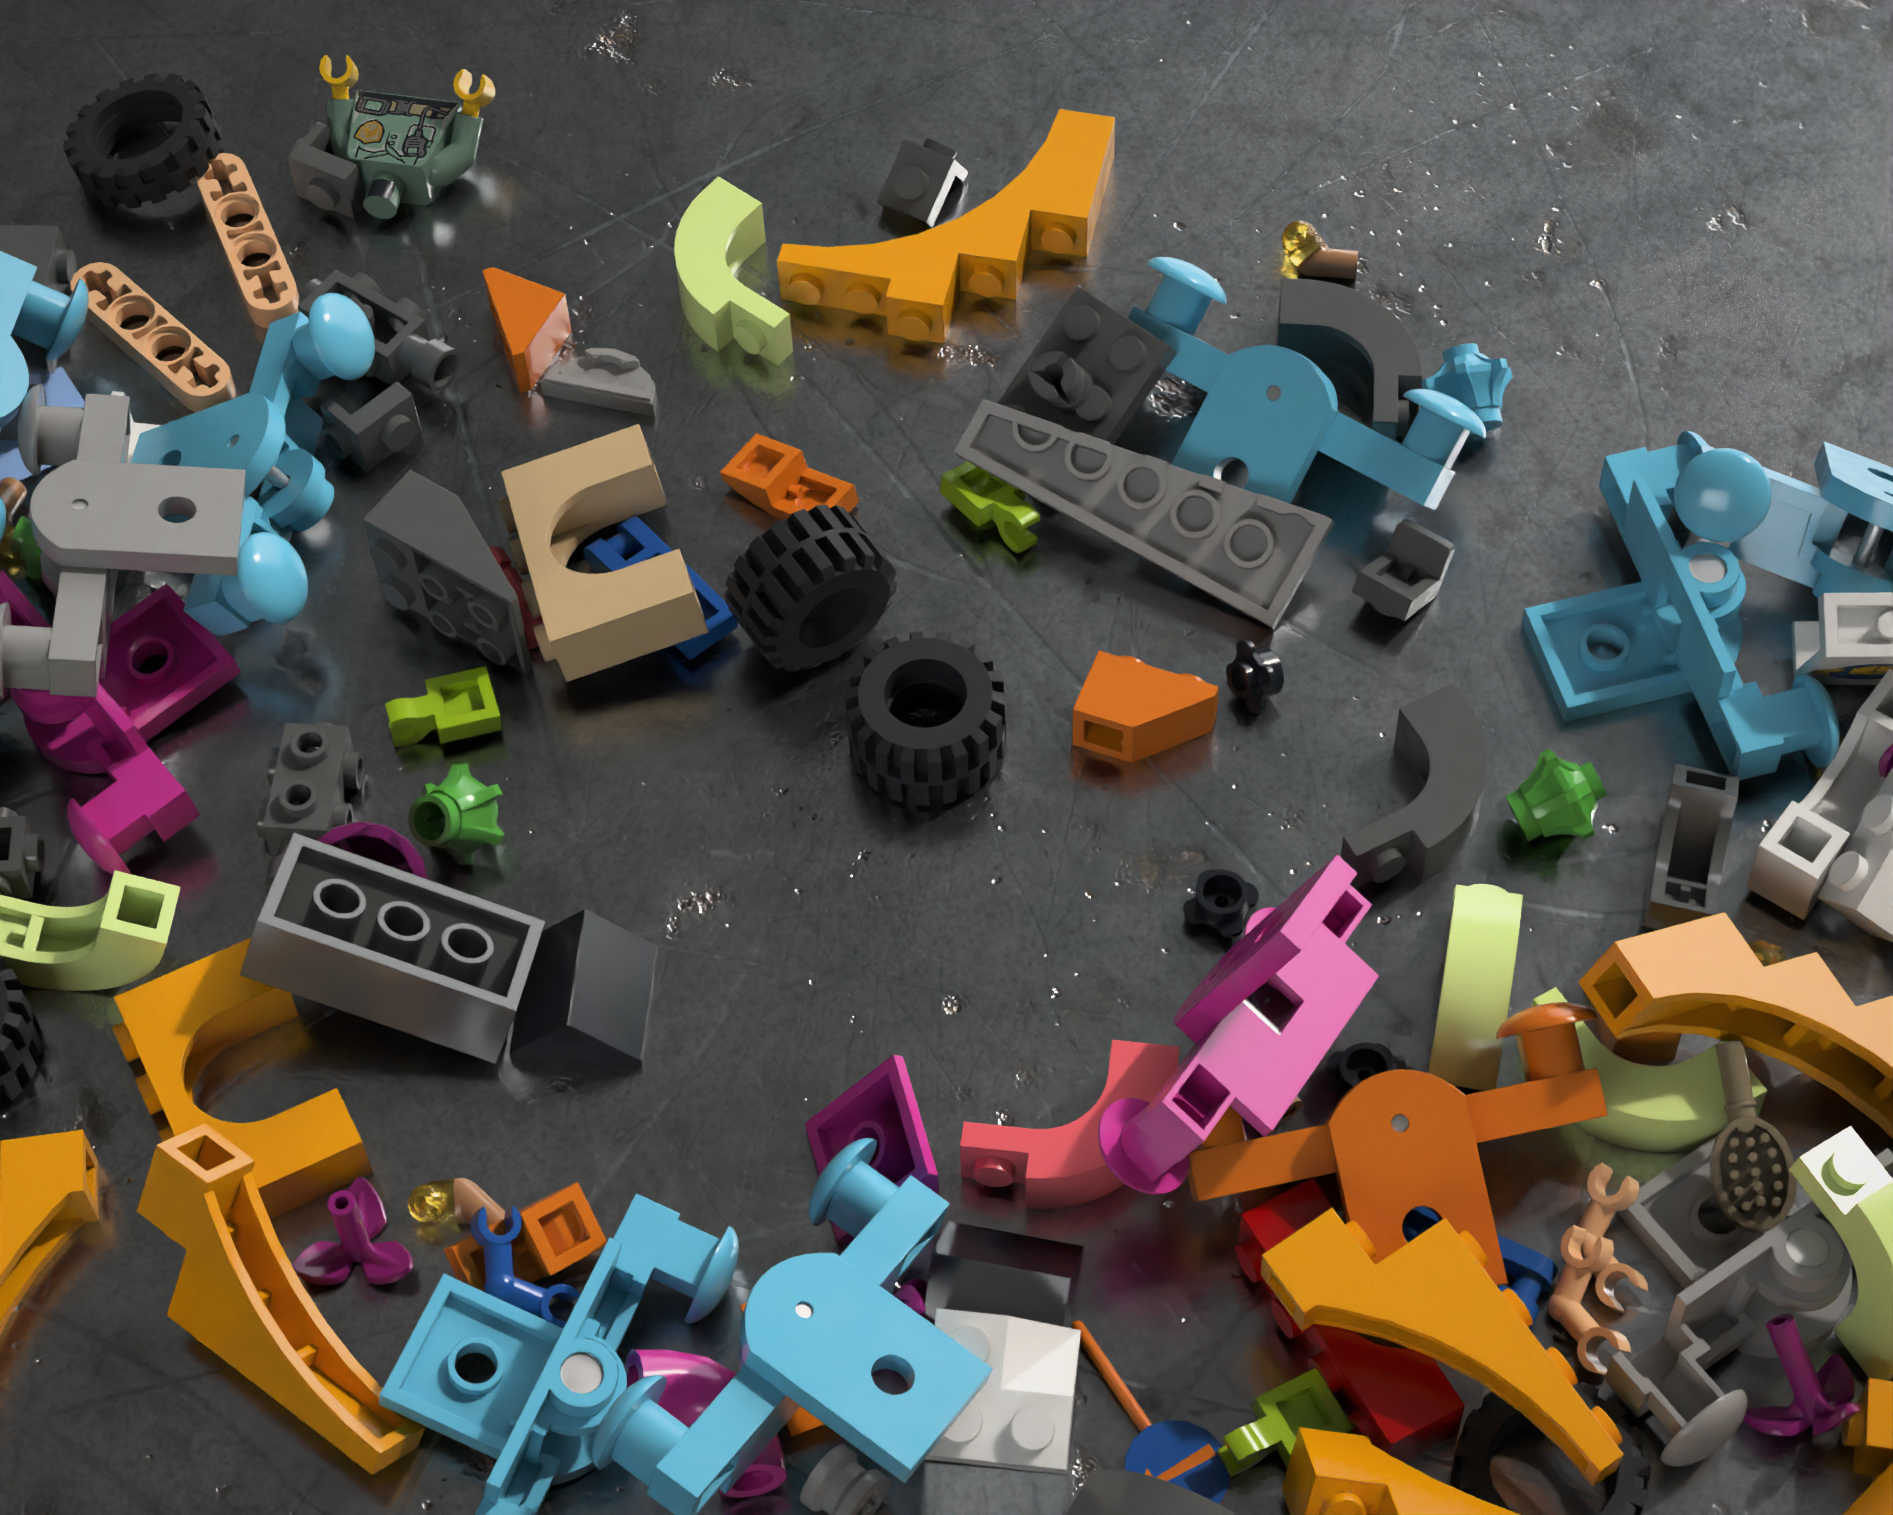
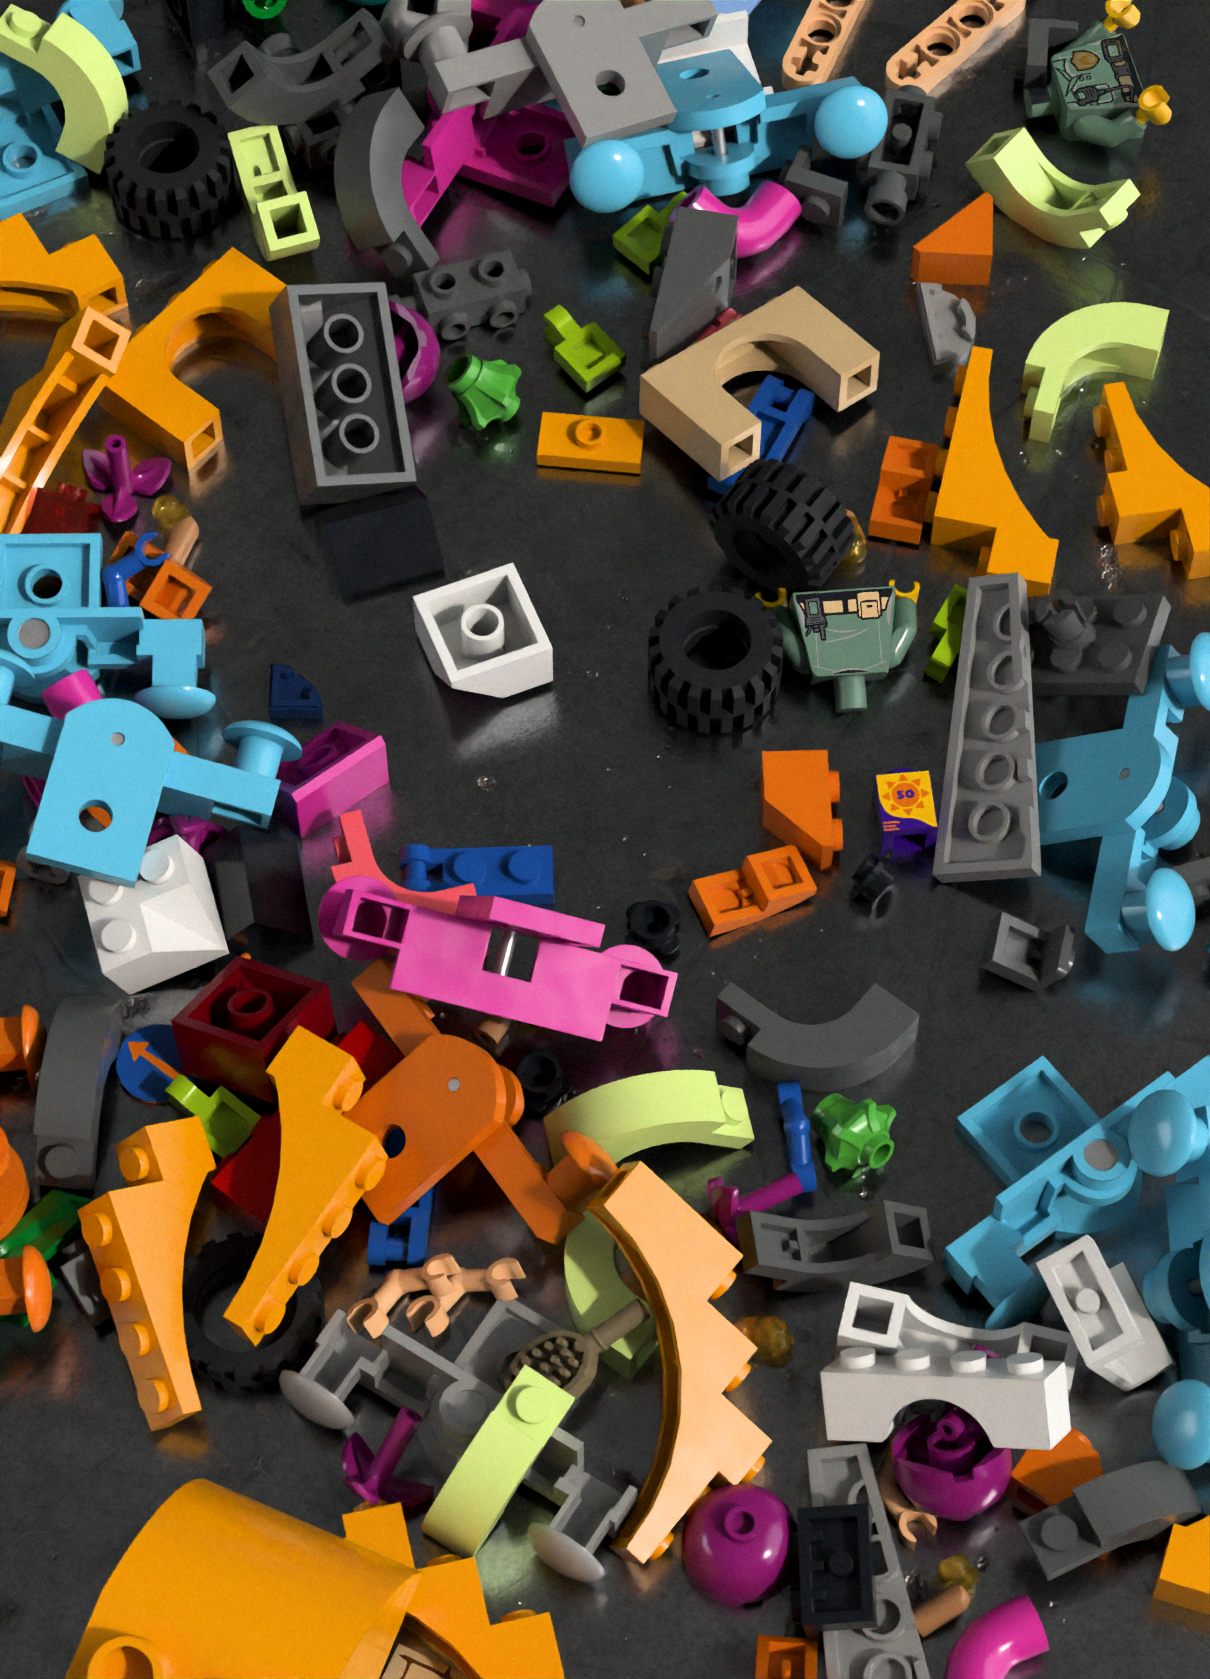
camera: 65 degrees right, 5 degrees up
(131, 804) = (370, 182): none -> dark grey arch
(339, 589) = (642, 235): none -> lime plate
(371, 472) = (761, 220): none -> dark pink cylinder
(373, 1324) = (60, 510): none -> clear red bracket
(516, 233) = (1043, 197): none -> yellowish green arch
(570, 747) = (591, 442): none -> light orange plate
(746, 1160) = (292, 695): none -> dark blue tile
(788, 922) = (484, 634): none -> white slope
(839, 423) = (976, 499): none -> light orange arch
(958, 586) = (846, 636): none -> sand green torso
(1078, 1045) = (505, 872): none -> blue plate
(1190, 621) = (905, 812): none -> brick
(1201, 1332) = (245, 1020): none -> dark red slope
(1215, 795) = (755, 891): none -> orange slope
(1537, 843) = (797, 1130): none -> blue arm
(1611, 918) = (727, 1205): none -> magenta plant

